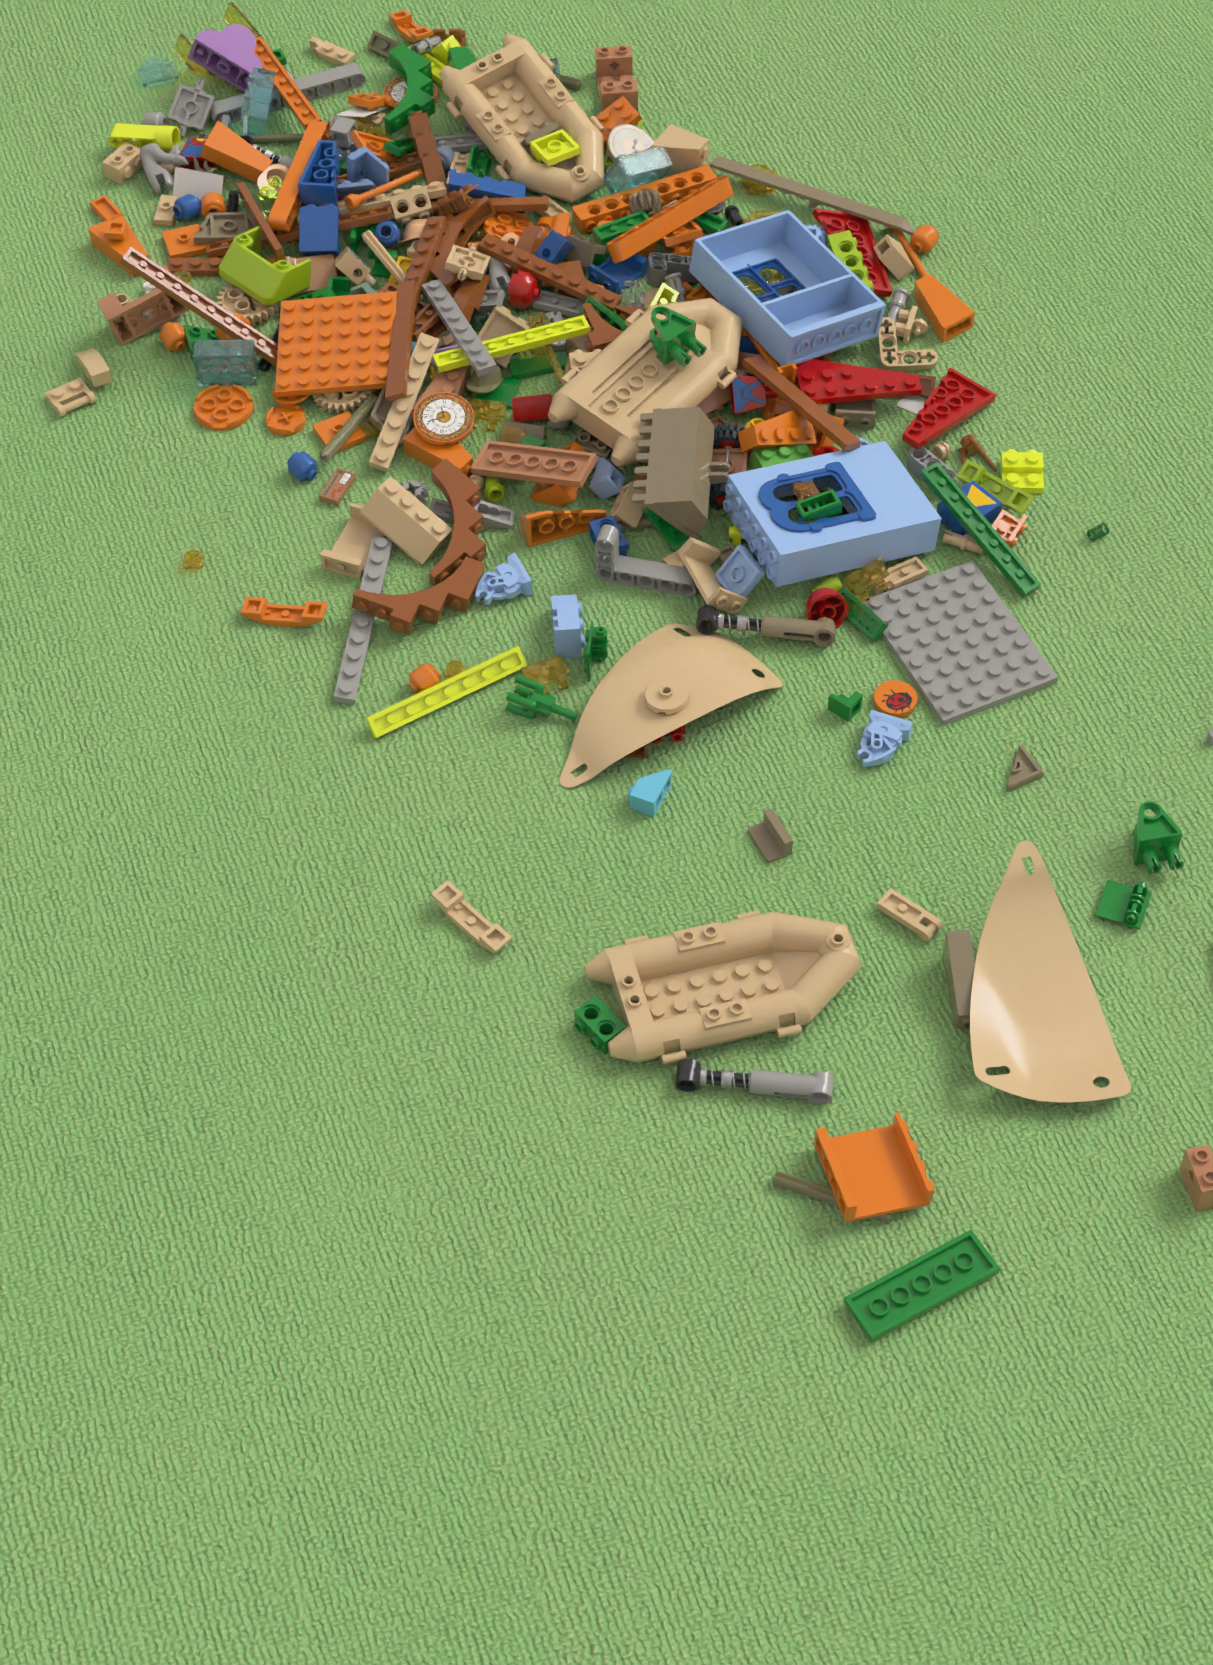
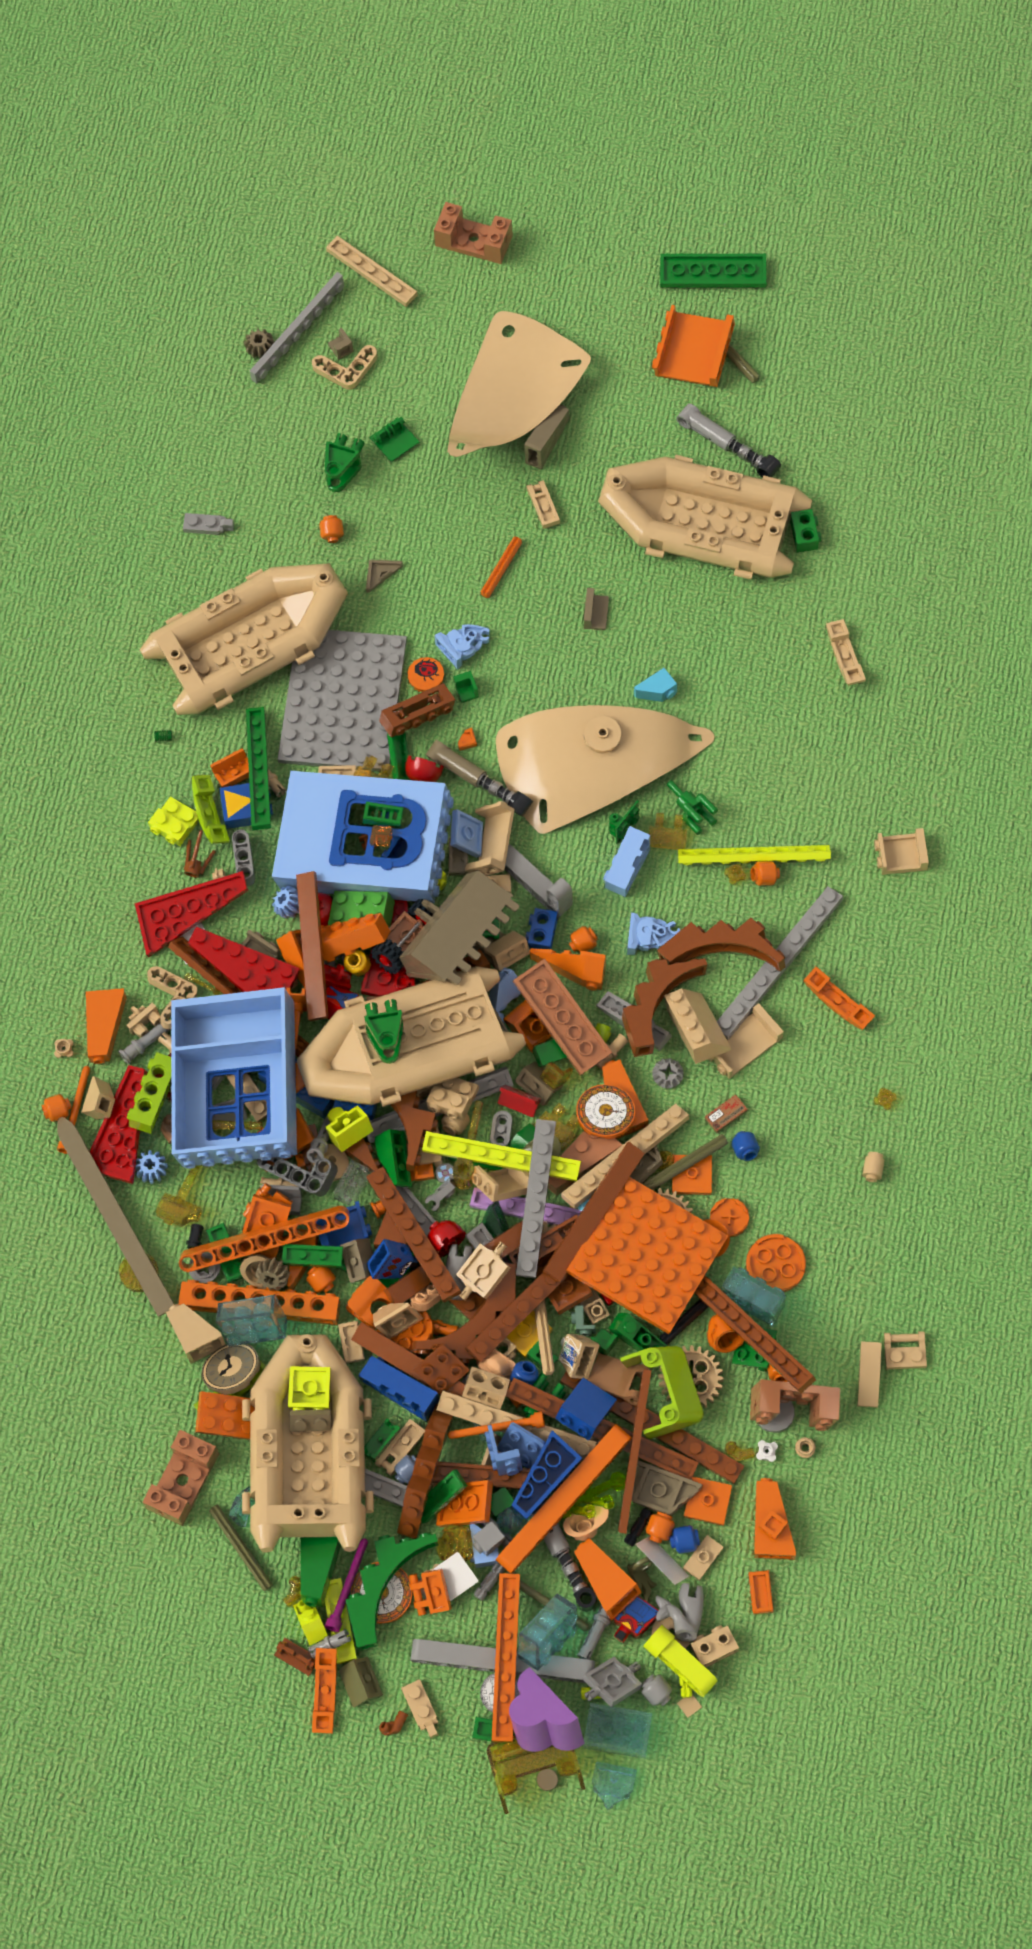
camera: 145 degrees left, 15 degrees up
(160, 87) = (617, 1730): none -> clear light blue brick
(173, 502) = (873, 1167): none -> tan brick
(297, 763) = (902, 853): none -> tan panel
(346, 35) = (393, 1726): none -> dark orange arm
(431, 54) = (334, 1622): none -> magenta piece
(521, 213) = (395, 1318): none -> tan slope
(531, 384) = (501, 1131): none -> light grey plate
(563, 549) = (583, 939): none -> orange head
(769, 410) = (337, 976): none -> red hips
(806, 664) = (467, 740): none -> orange tile
(862, 679) = (417, 710): none -> dark orange brick
(902, 833) = (501, 567): none -> orange axle
(958, 282) = (59, 1044): none -> tan plate
(1097, 632) = (247, 633): none -> tan piece
(1106, 778) = (331, 528): none -> orange head

